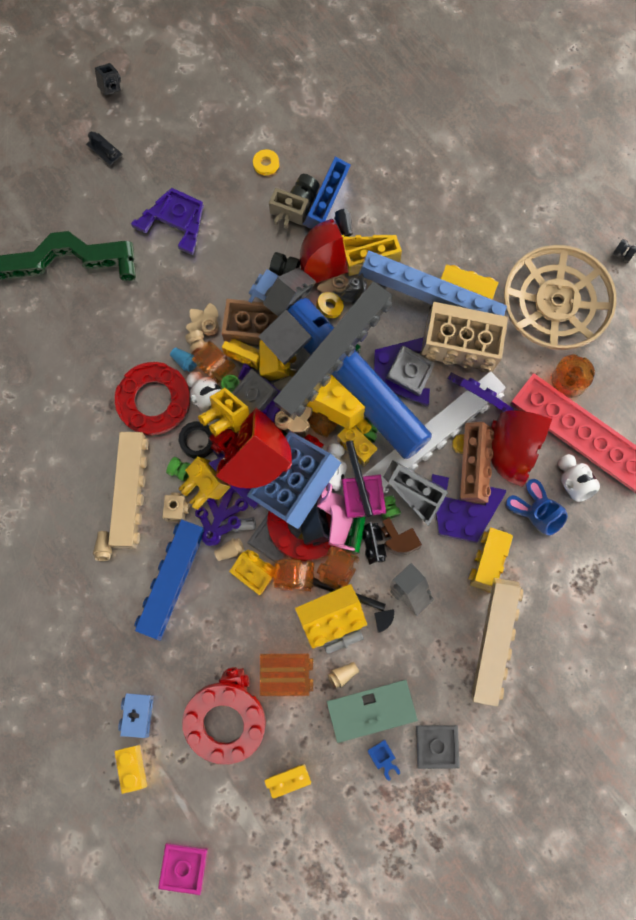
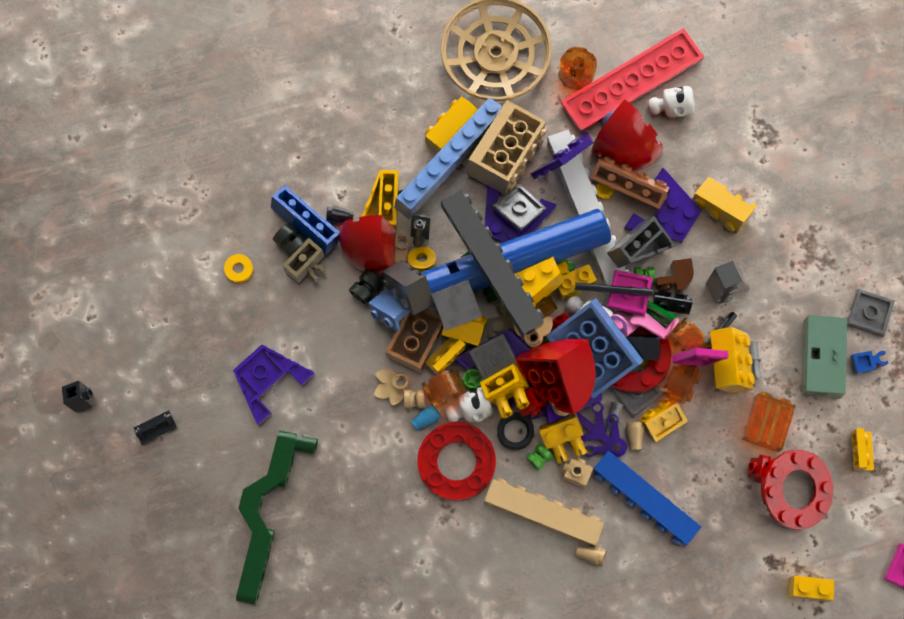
camera: 75 degrees left, 0 degrees up
(133, 726) = (775, 569): medium blue brick -> none
(316, 579) = (700, 357): none -> dark pink tile
(341, 675) = (784, 372): tan cone -> none
(384, 619) = (745, 318): black tile -> none
(496, 642) = (800, 225): tan brick -> none
(544, 513) = (697, 143): blue piece -> none

